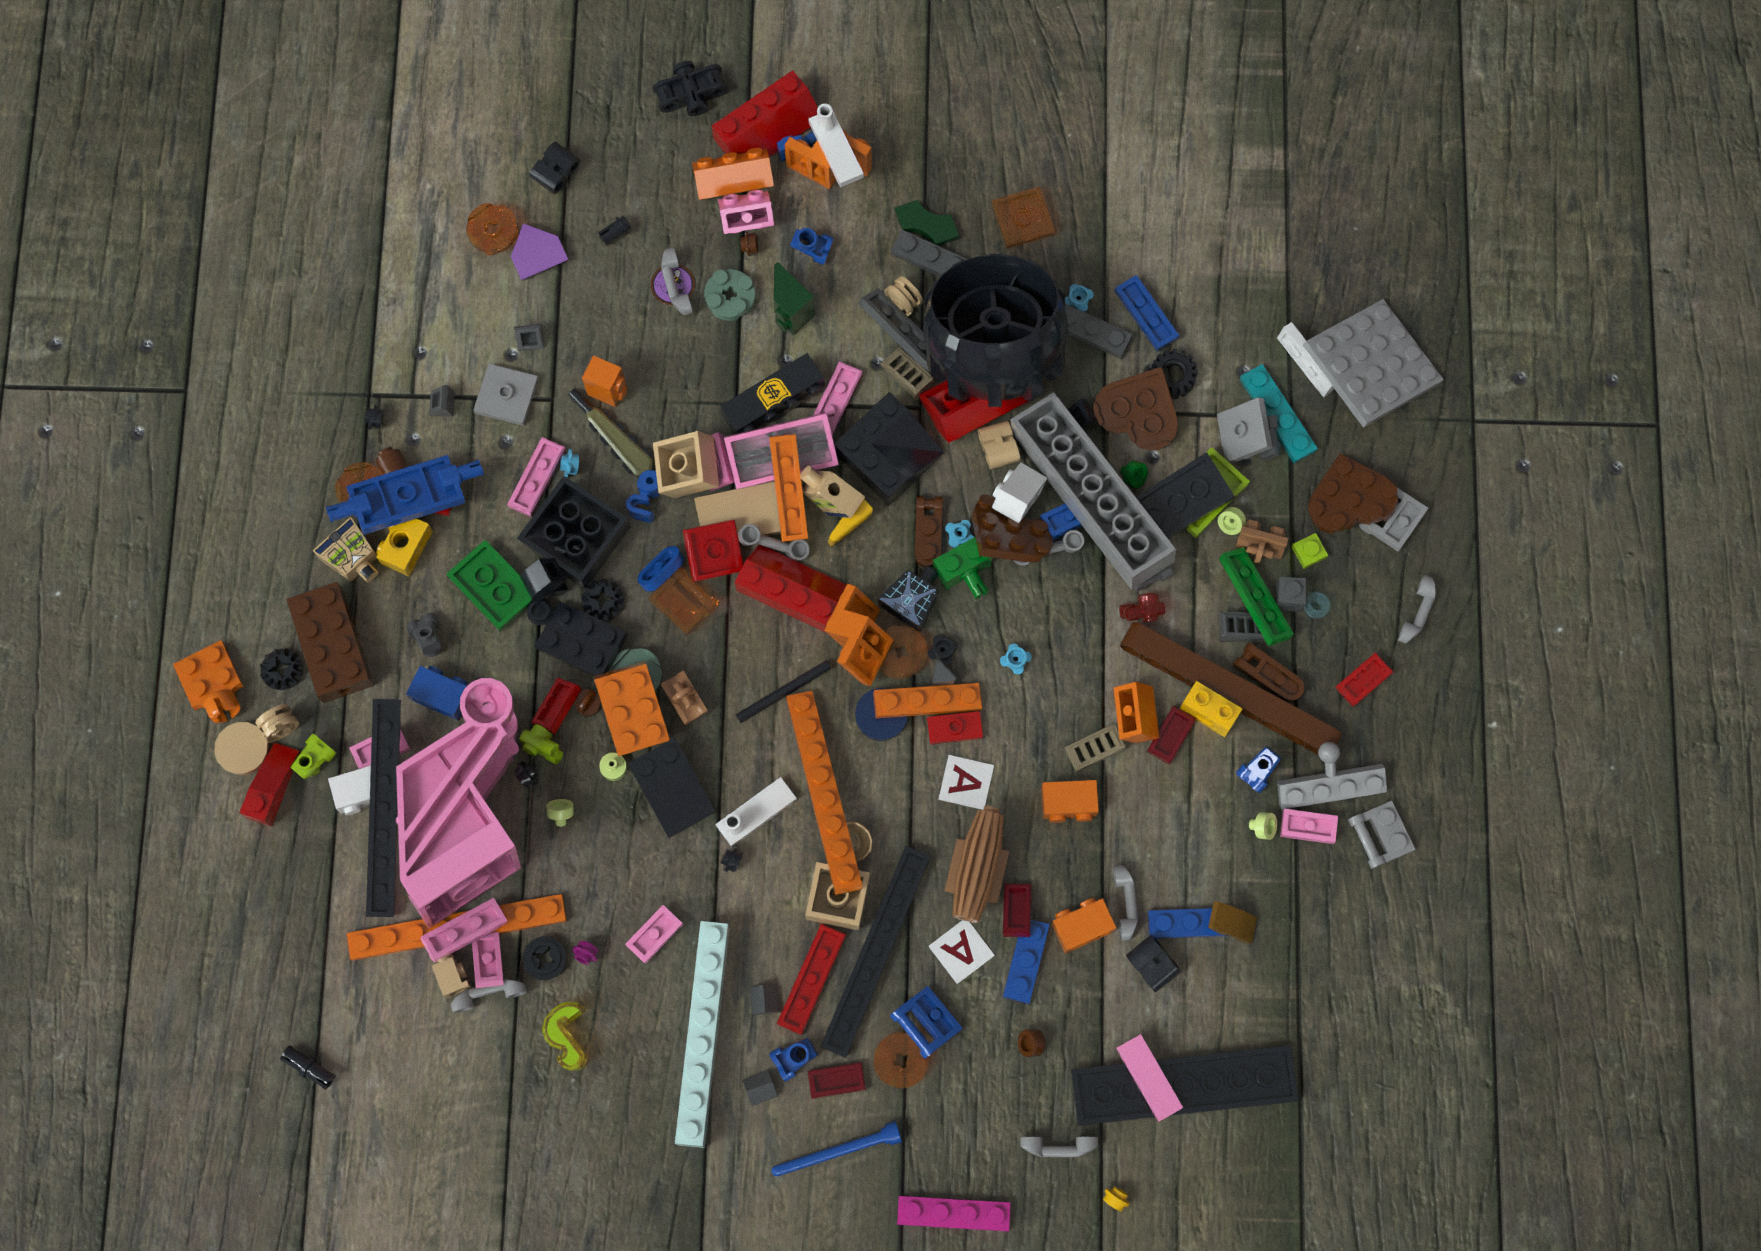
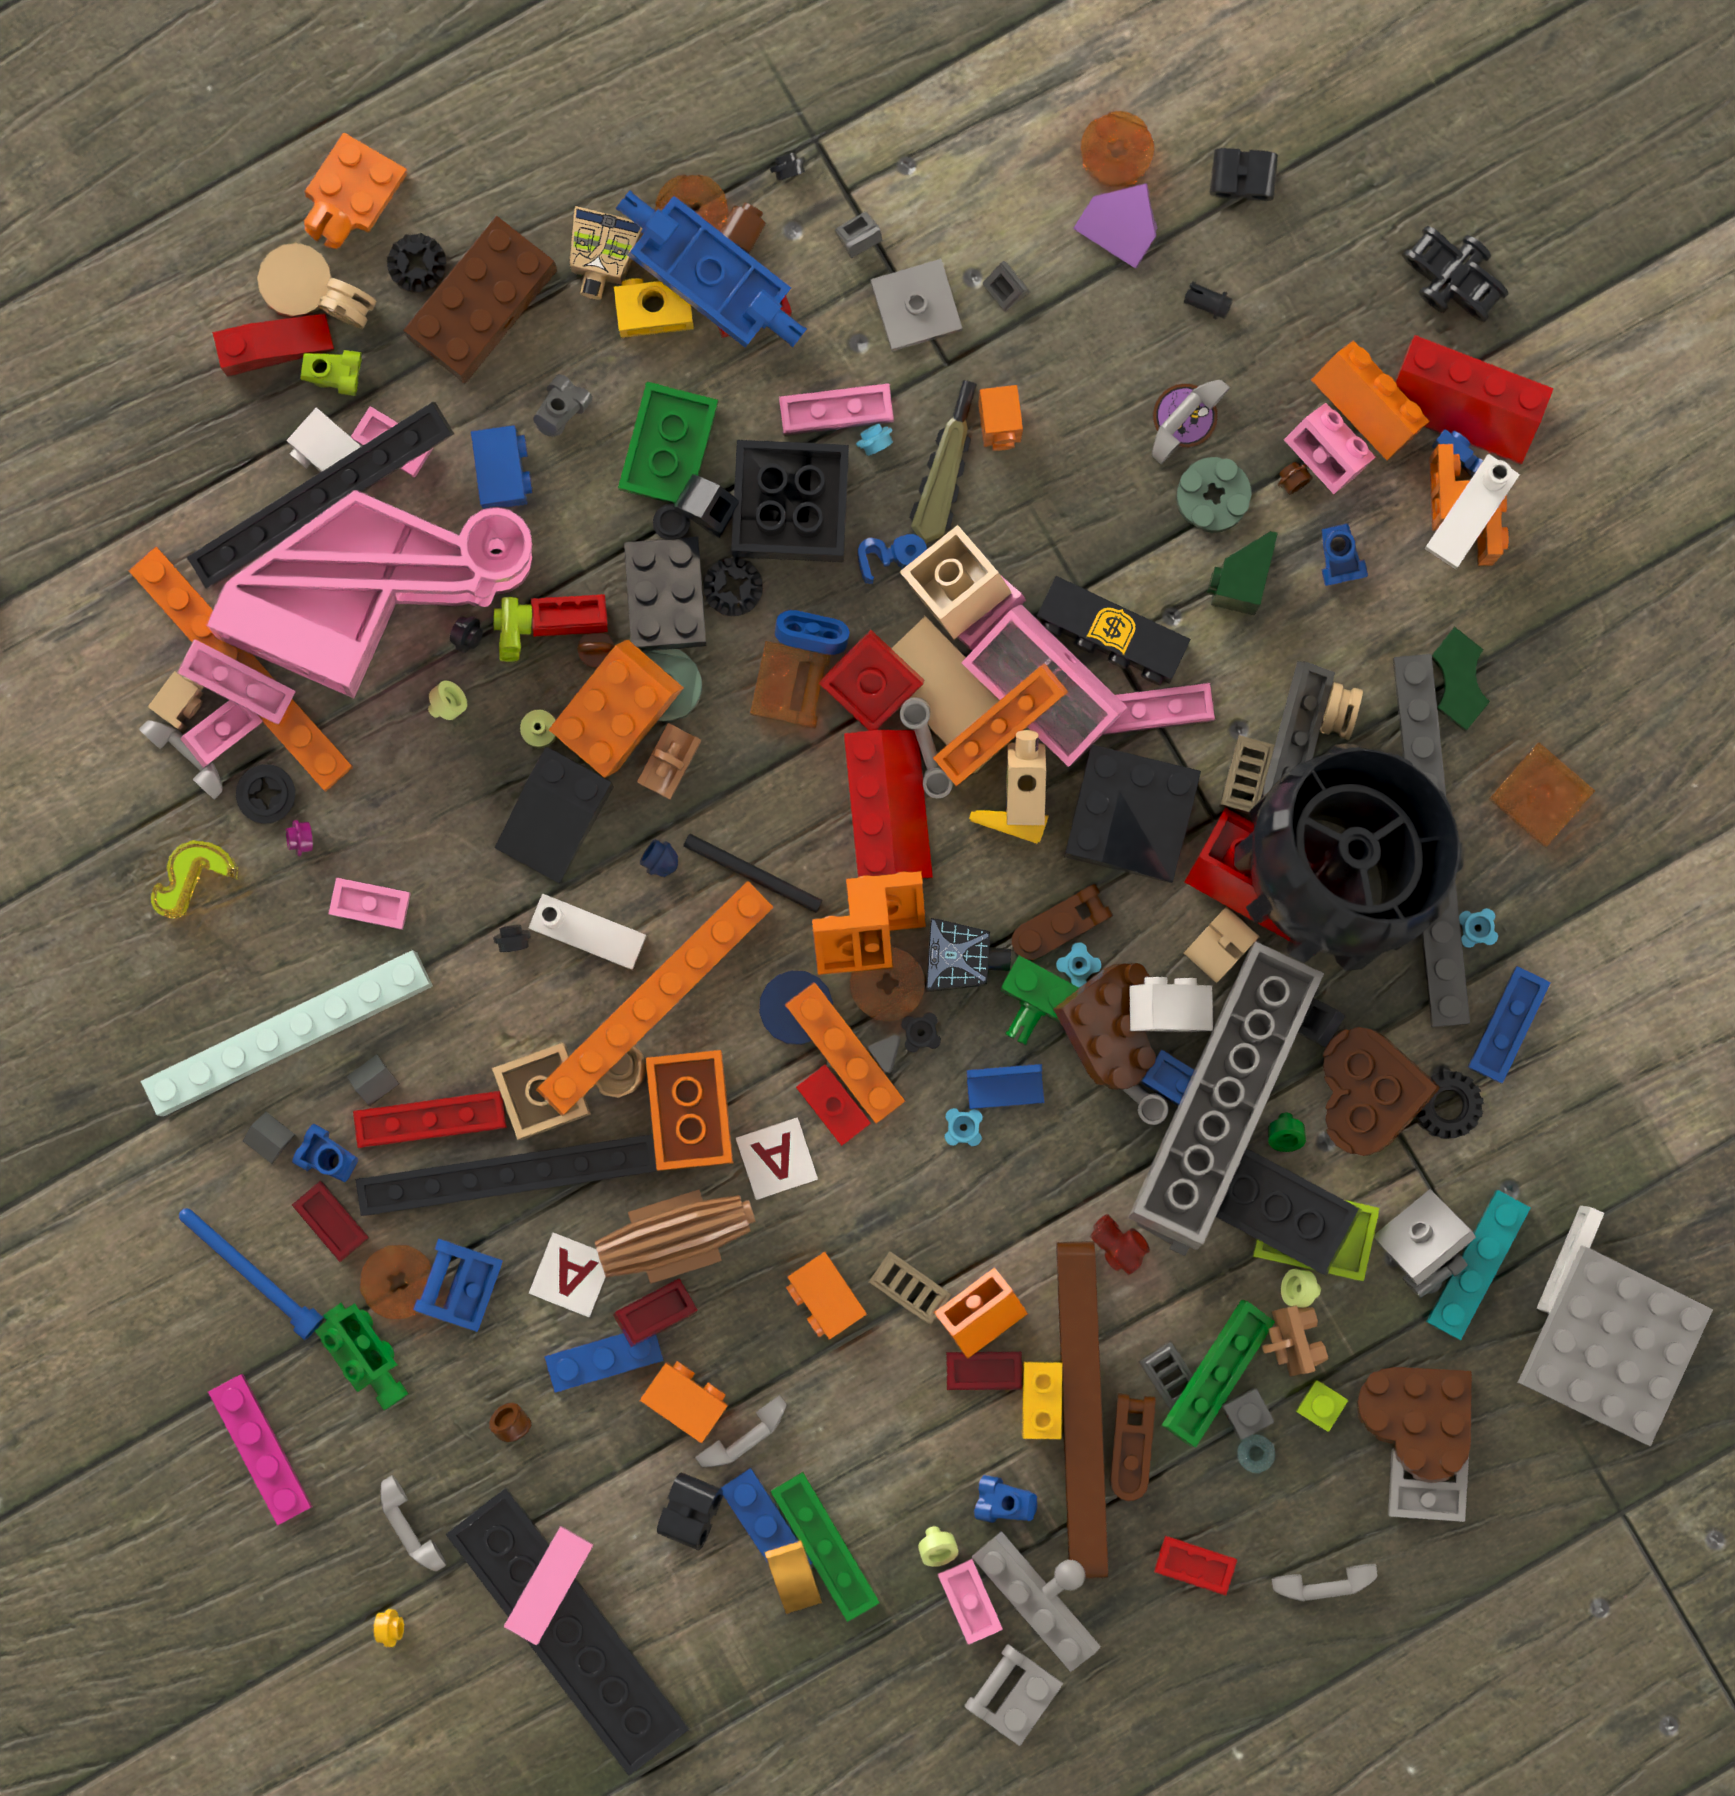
camera: 60 degrees right, 10 degrees up
(739, 740) = (659, 858): none -> dark blue plate
(905, 812) = (689, 1110): none -> orange brick
(931, 1112) = (361, 1353): none -> green brick
(1005, 619) = (1005, 1086): none -> blue panel
(1236, 893) = (825, 1546): none -> green plate

